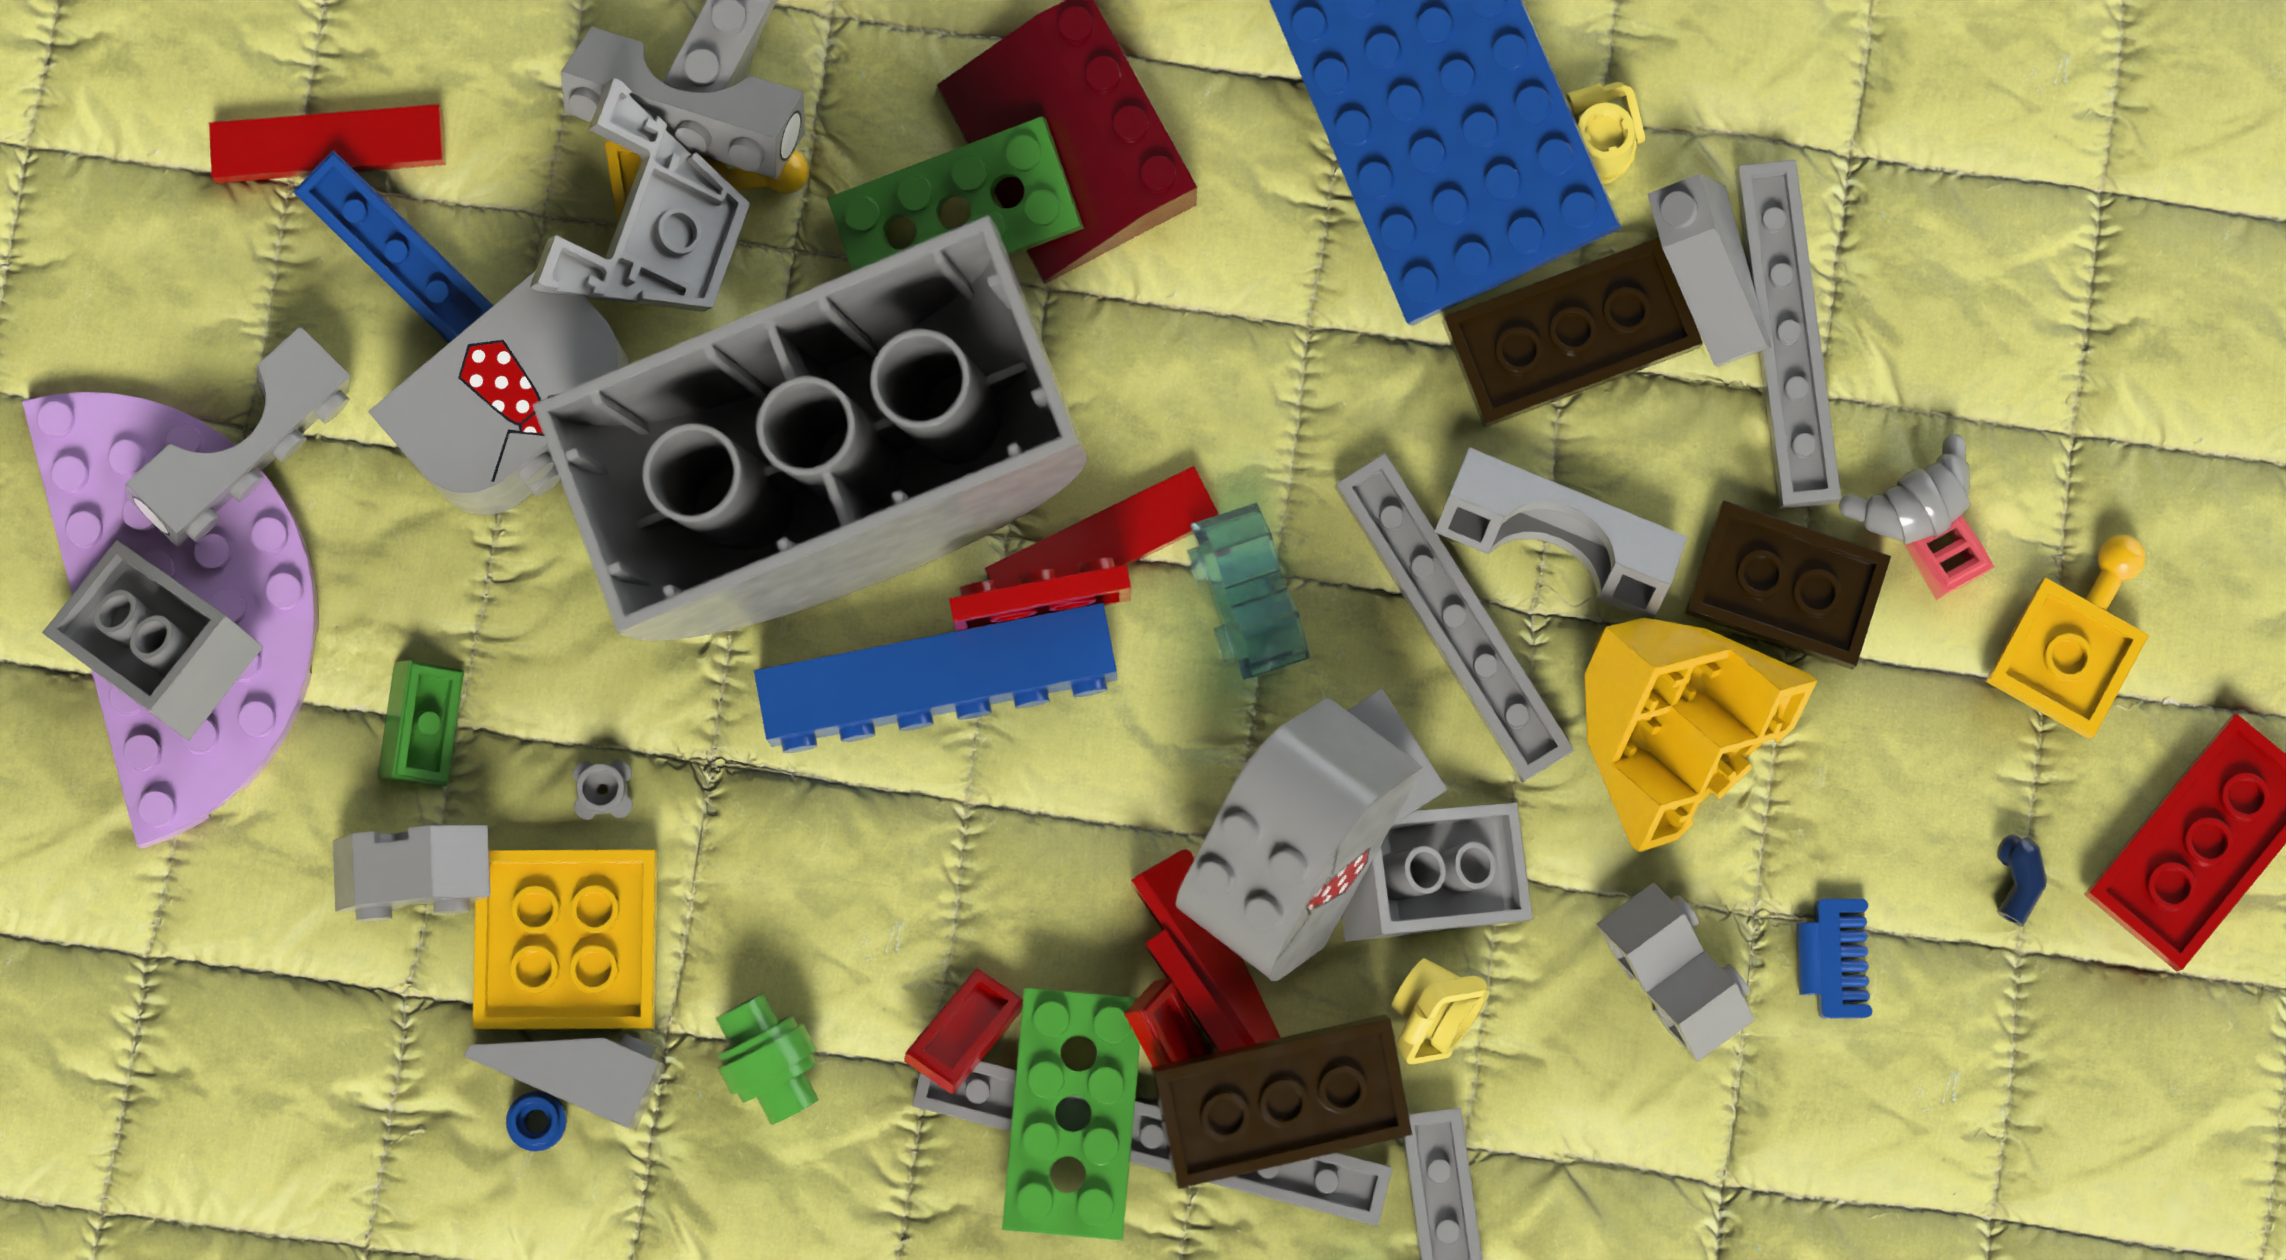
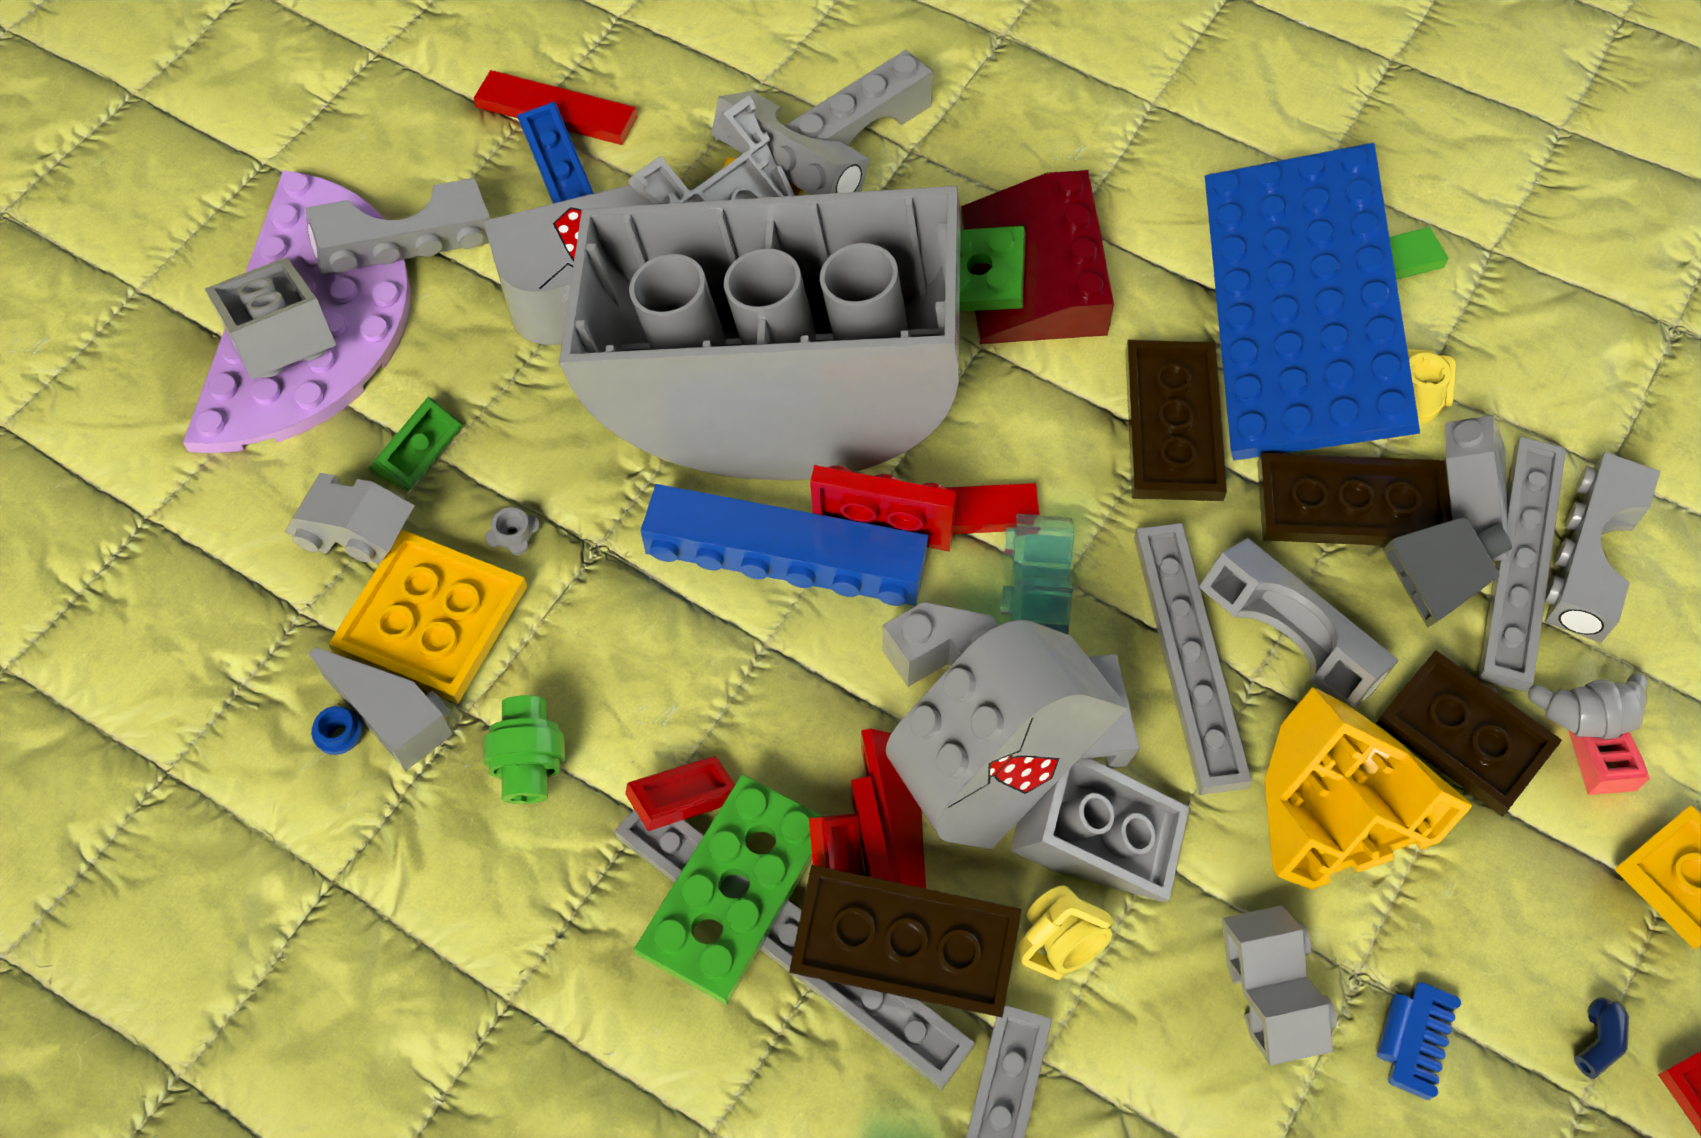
camera: 25 degrees right, 20 degrees down
(1202, 714) = (930, 638): none -> light grey brick
(1324, 305) = (1174, 421): none -> dark brown plate
(1705, 390) = (1446, 564): none -> dark grey torso
(1869, 349) = (1588, 591): none -> light grey arch

